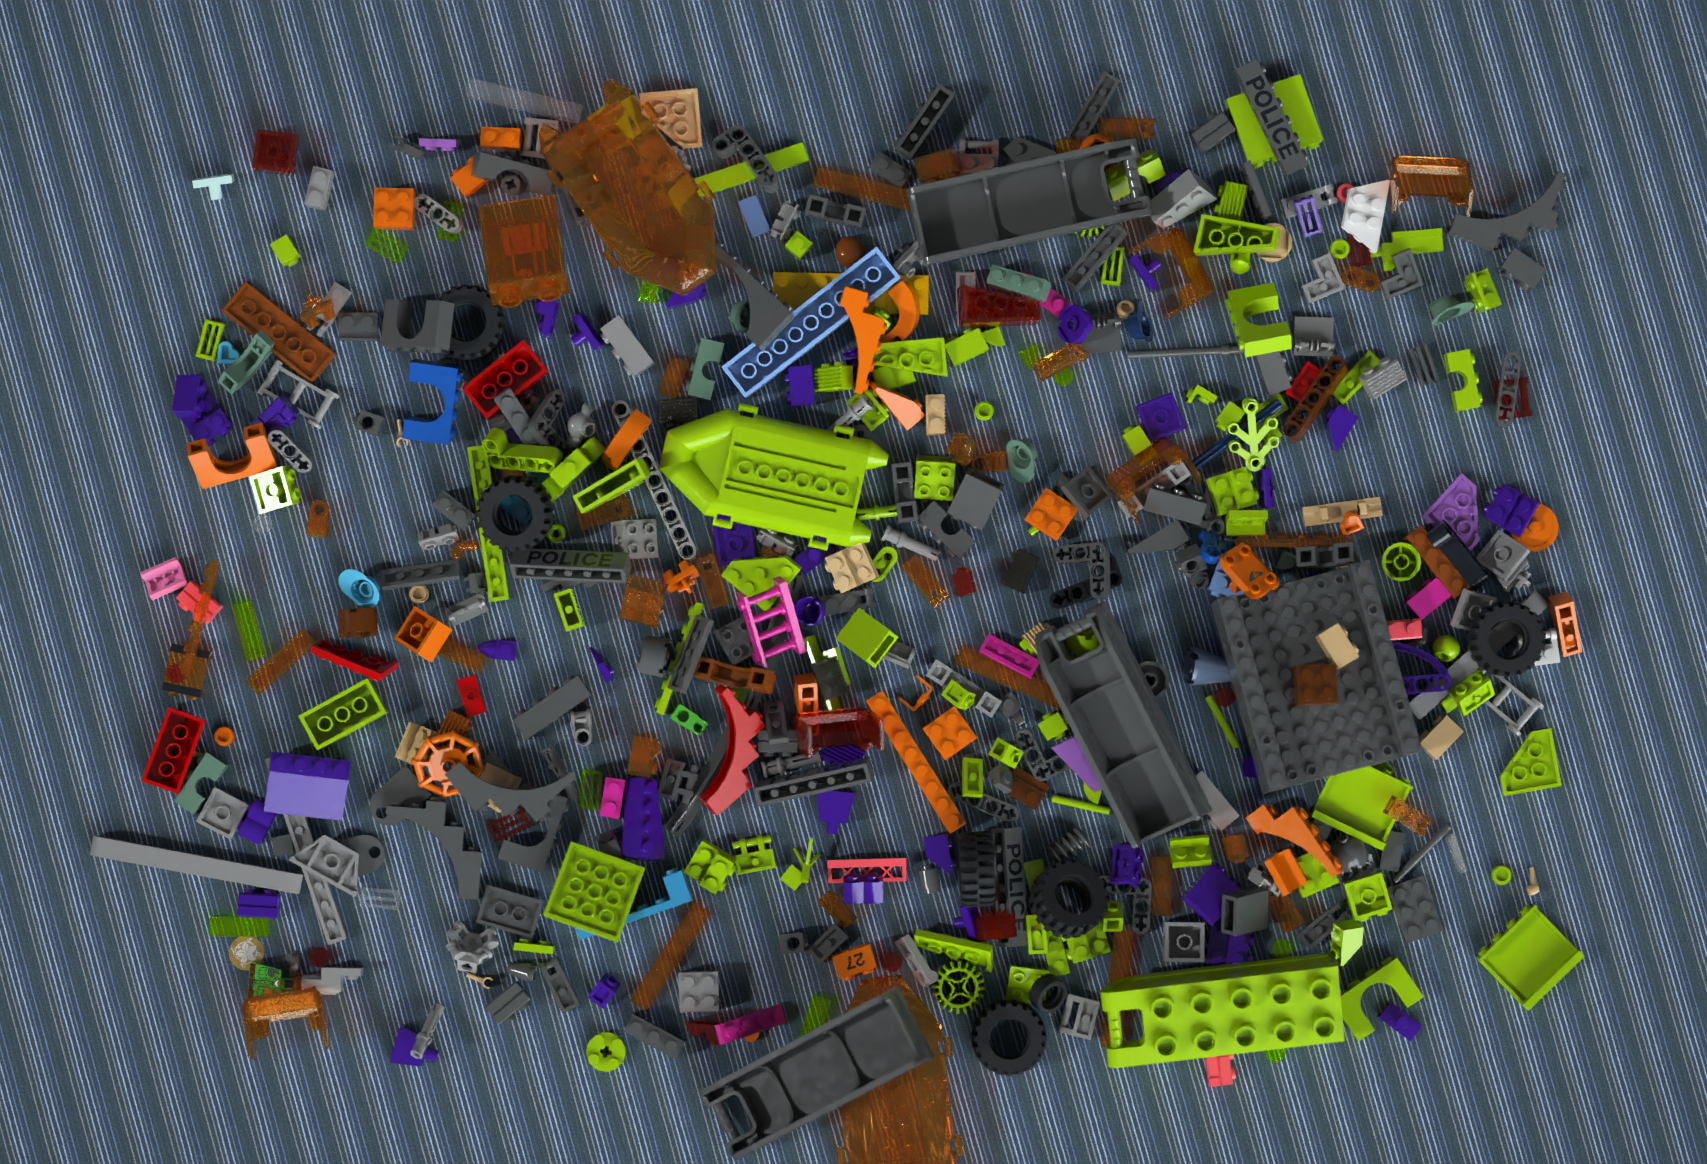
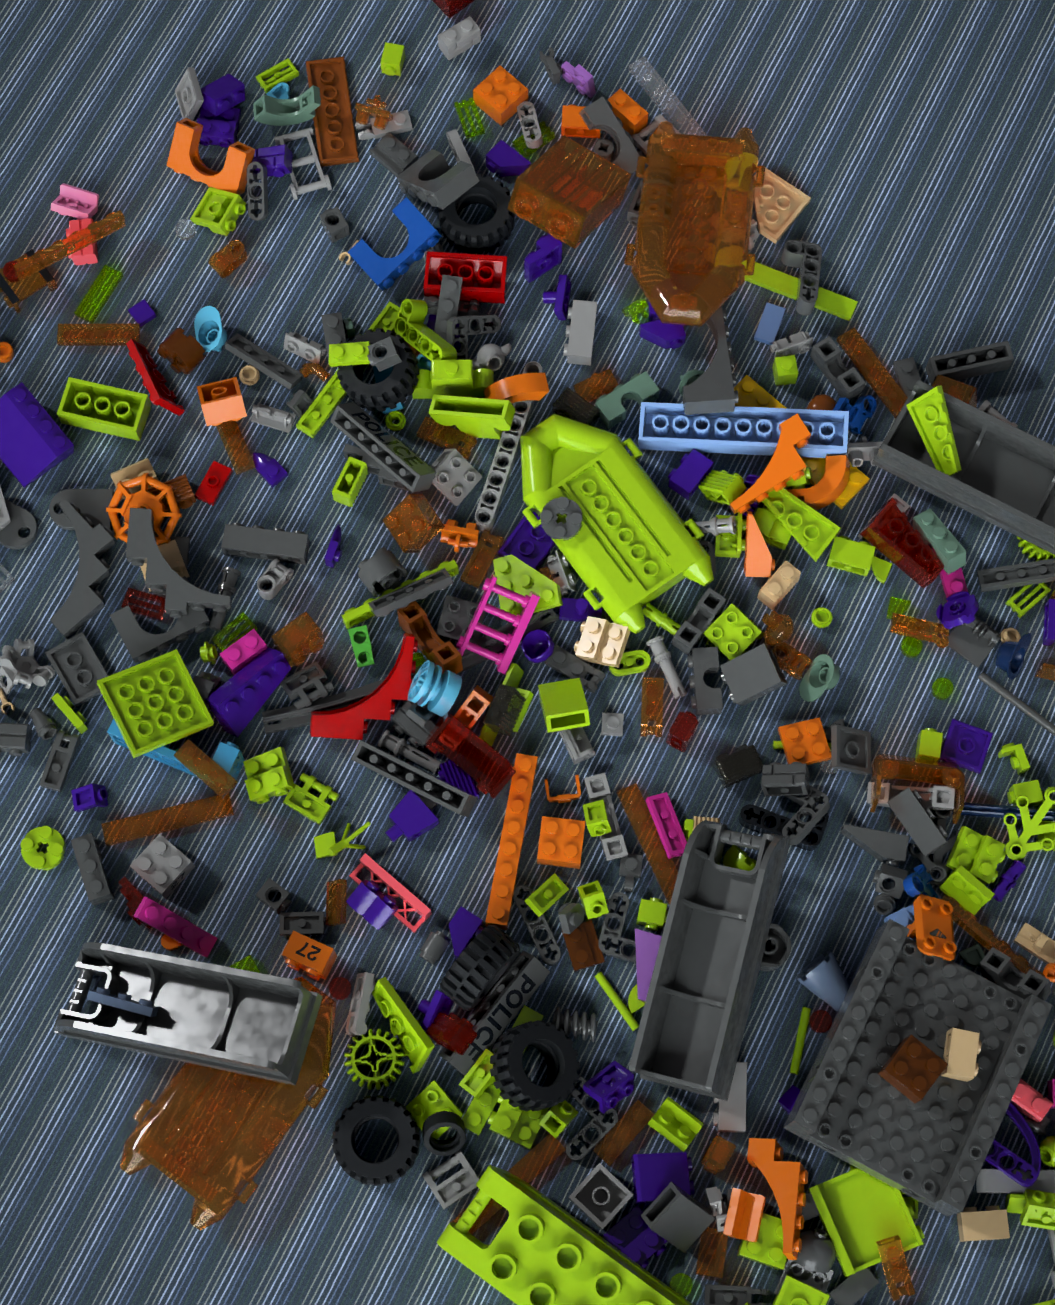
camera: 45 degrees right, 15 degrees down
(165, 419) = (189, 94): none -> light grey plate
(295, 616) = (142, 313): none -> dark purple tile
(409, 283) = (457, 147): none -> light grey beam
(447, 258) = (505, 160): none -> dark purple slope
(455, 492) = (349, 327): none -> sand green tile
(488, 523) = (348, 354): none -> lime plate
(524, 501) = (390, 359): none -> dark grey brick
(588, 819) = (208, 653): none -> lime plate
(671, 905) = (205, 768): none -> clear orange plate
(741, 500) = (559, 530): none -> dark grey plate
(767, 1104) = (123, 1002): none -> sand blue plate
(774, 710) = (434, 688): none -> medium azure wheel
(877, 238) = (857, 412): none -> blue piece
(908, 618) = (612, 724): none -> light grey plate
(952, 212) = (935, 429): none -> lime wing
(1062, 554) = (785, 779): none -> dark grey brick
(1110, 388) = (942, 688): none -> clear neon green tile

